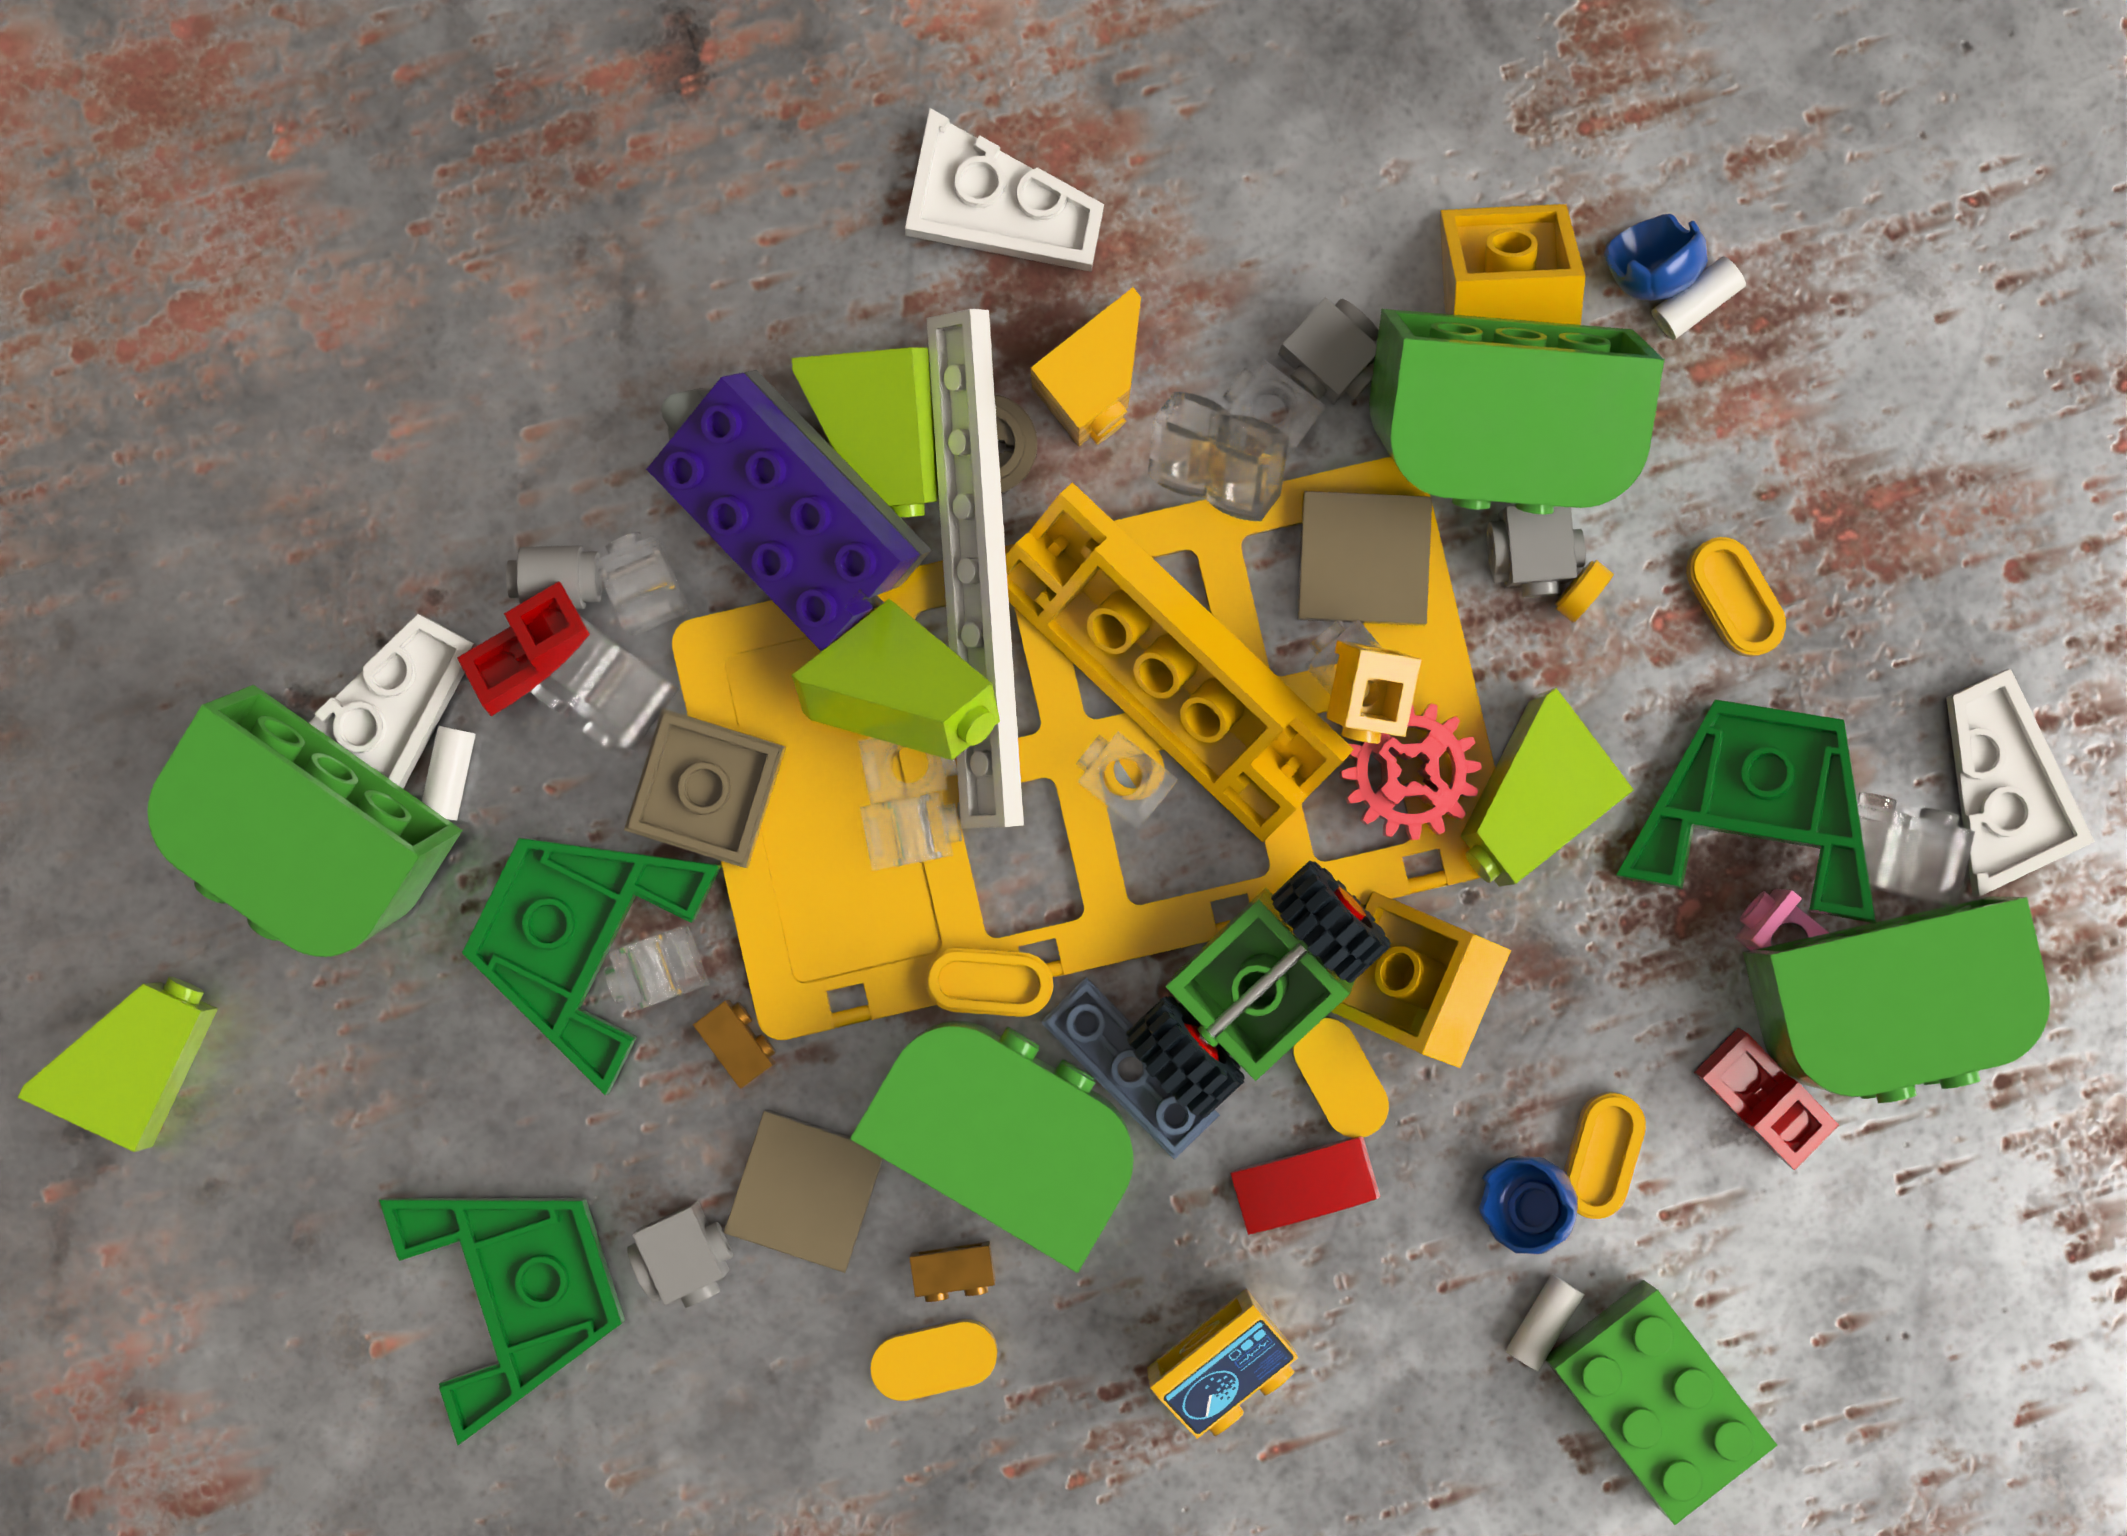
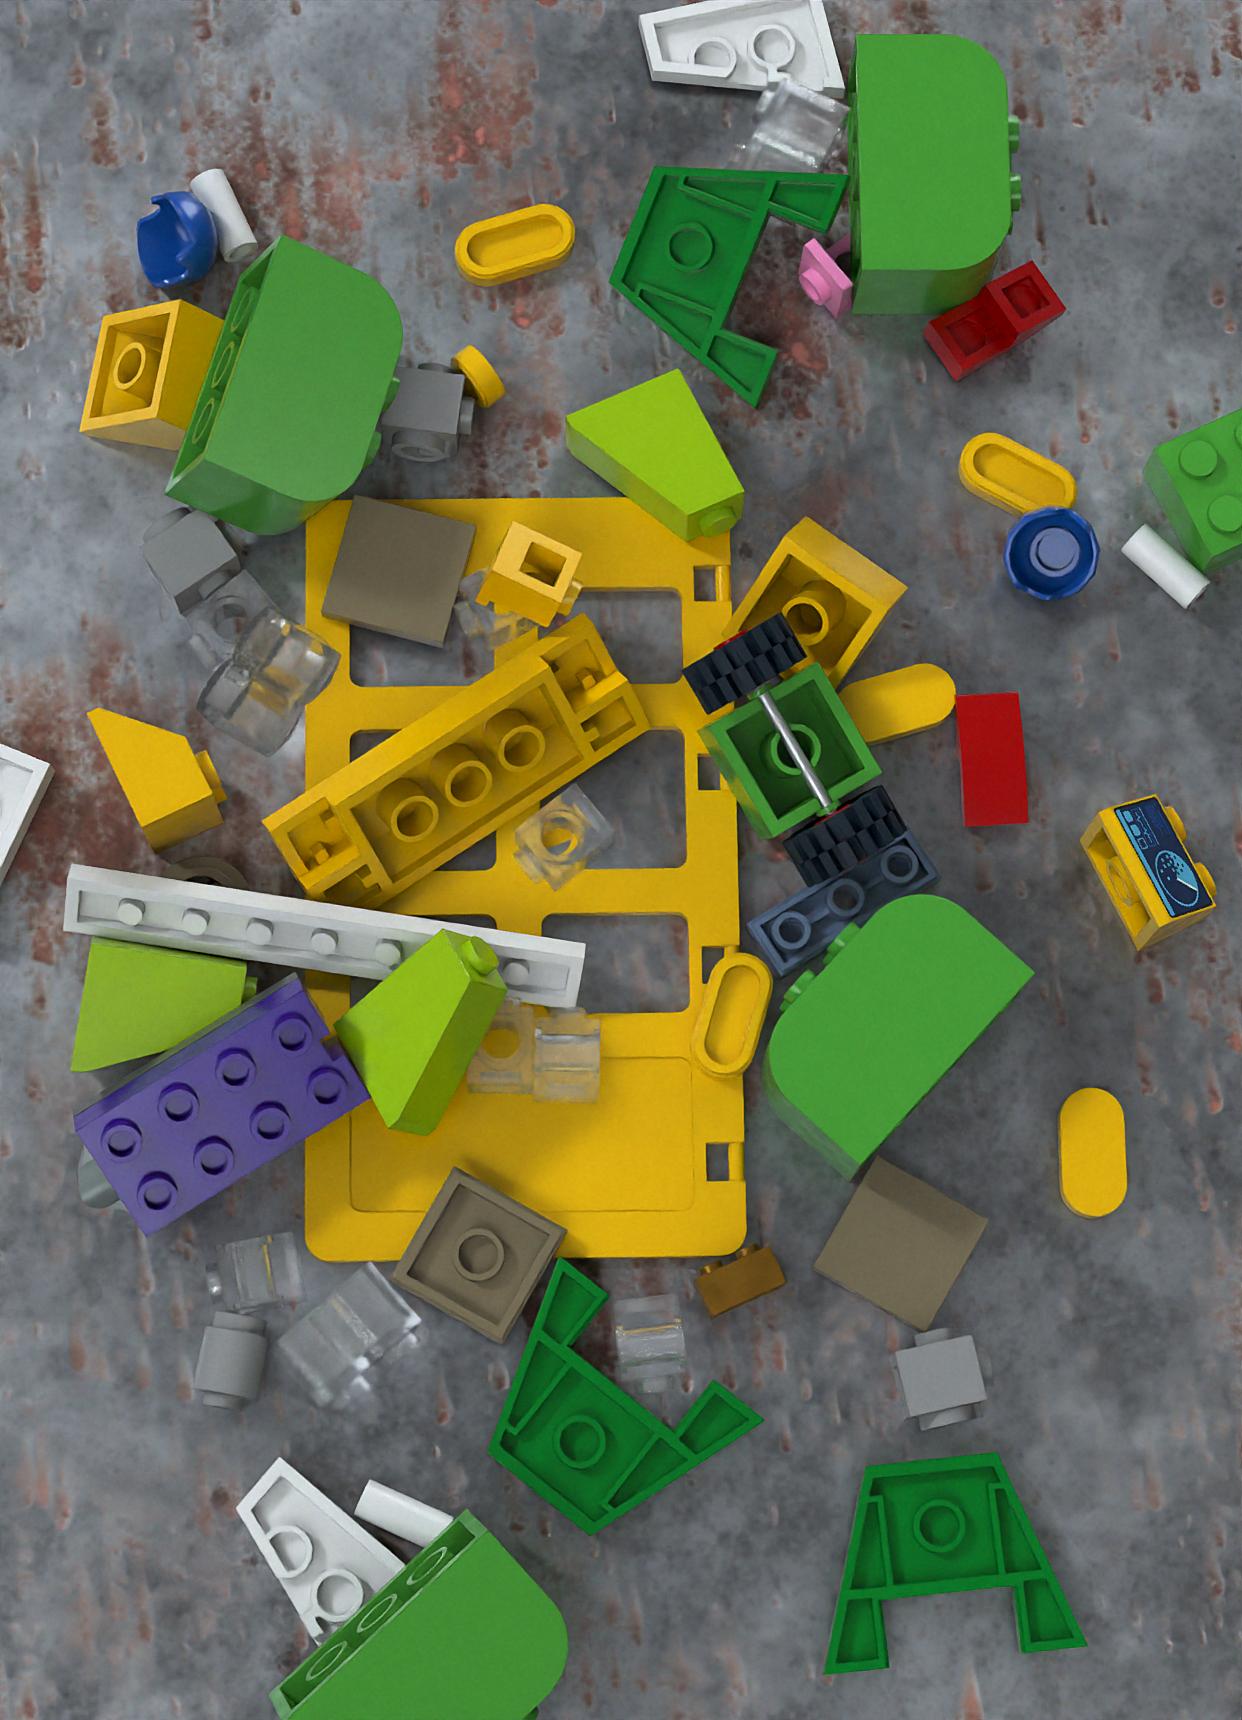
camera: 85 degrees left, 10 degrees down
(536, 644) = (302, 1399): red slope -> none
(951, 1270) = (1007, 1114): pearl gold piece -> none
(1435, 790) = (635, 555): coral gear -> none

